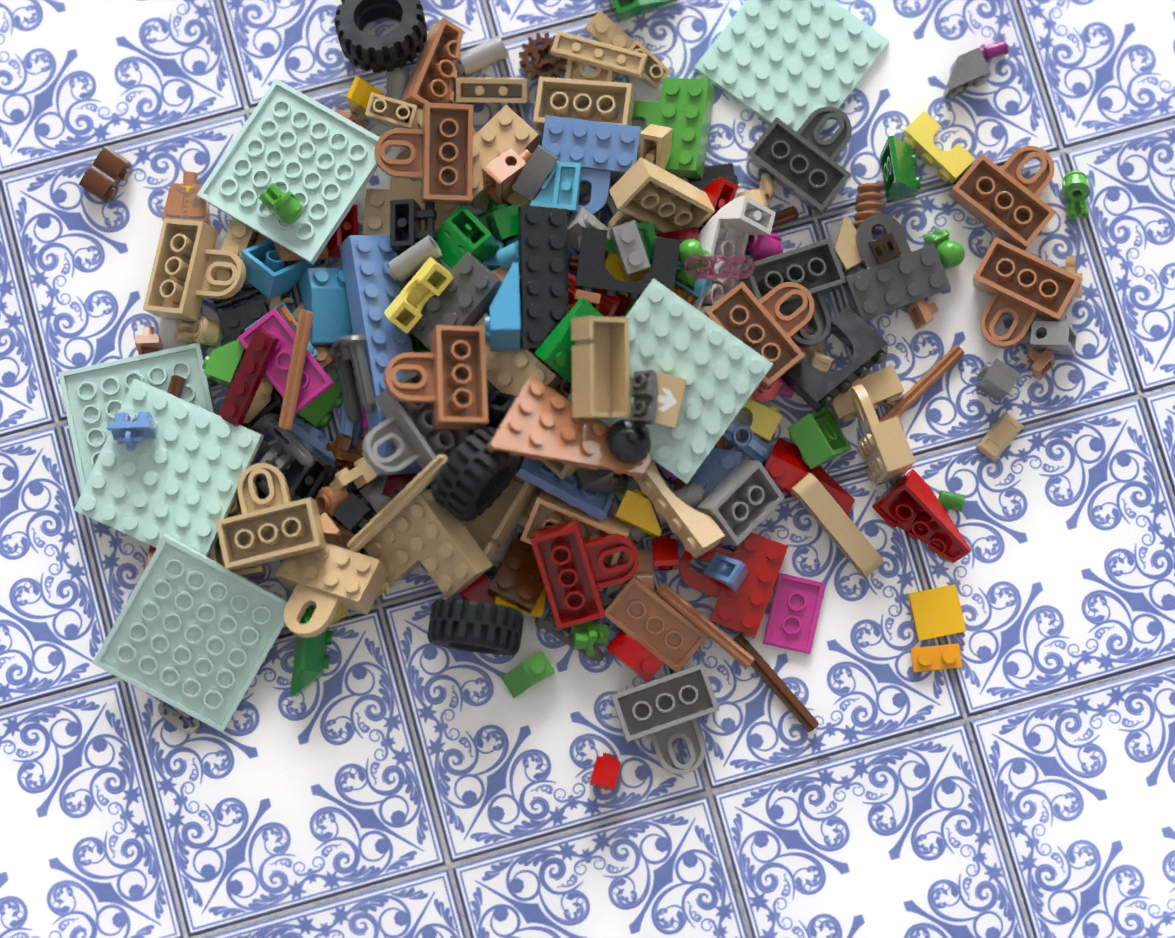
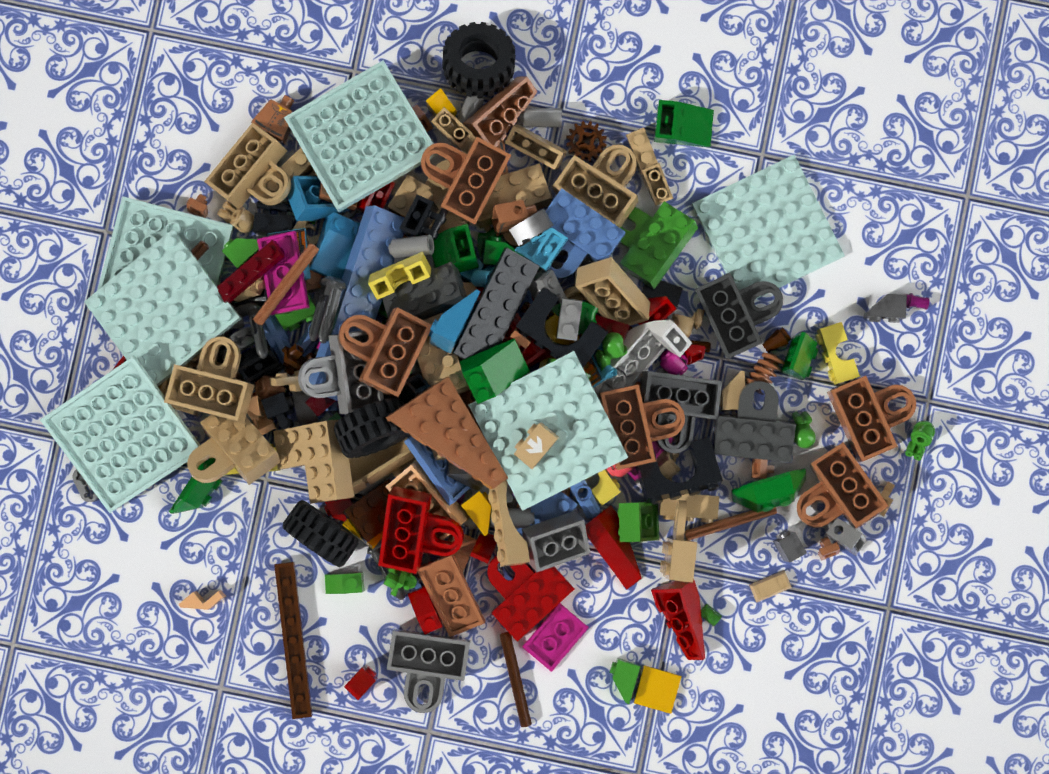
camera: 30 degrees right, 5 degrees up
(106, 174) = (228, 68): reddish brown brick -> none
(132, 432) = (149, 269): medium blue hips -> none
(283, 205) = (337, 158): bright green piece -> none
(370, 781) = (196, 601): none -> light nougat slope
(397, 504) = (308, 419): tan axle -> none
(504, 767) = (293, 640): none -> reddish brown plate
(599, 54) = (625, 160): tan tile -> none
(600, 367) = (499, 398): tan piece -> none
(629, 441) = (494, 460): black hair -> none
(645, 391) = (523, 432): flat silver slope -> none
(656, 145) = (629, 251): tan slope -> none
(705, 625) = (485, 614): nougat axle -> none
(727, 571) = (519, 585): medium blue slope -> none
(728, 272) = (632, 372): clear pink beam -> none
(783, 225) = (695, 353): none -> red slope
(837, 525) = (618, 591): tan beam -> none
(864, 166) = (777, 340): none -> reddish brown cone
(885, 248) = (757, 410): dark brown tile -> none
(894, 617) = (625, 676): none -> bright green slope
(936, 658) = (639, 721): light orange plate -> none
(944, 331) = (771, 491): none -> green wedge

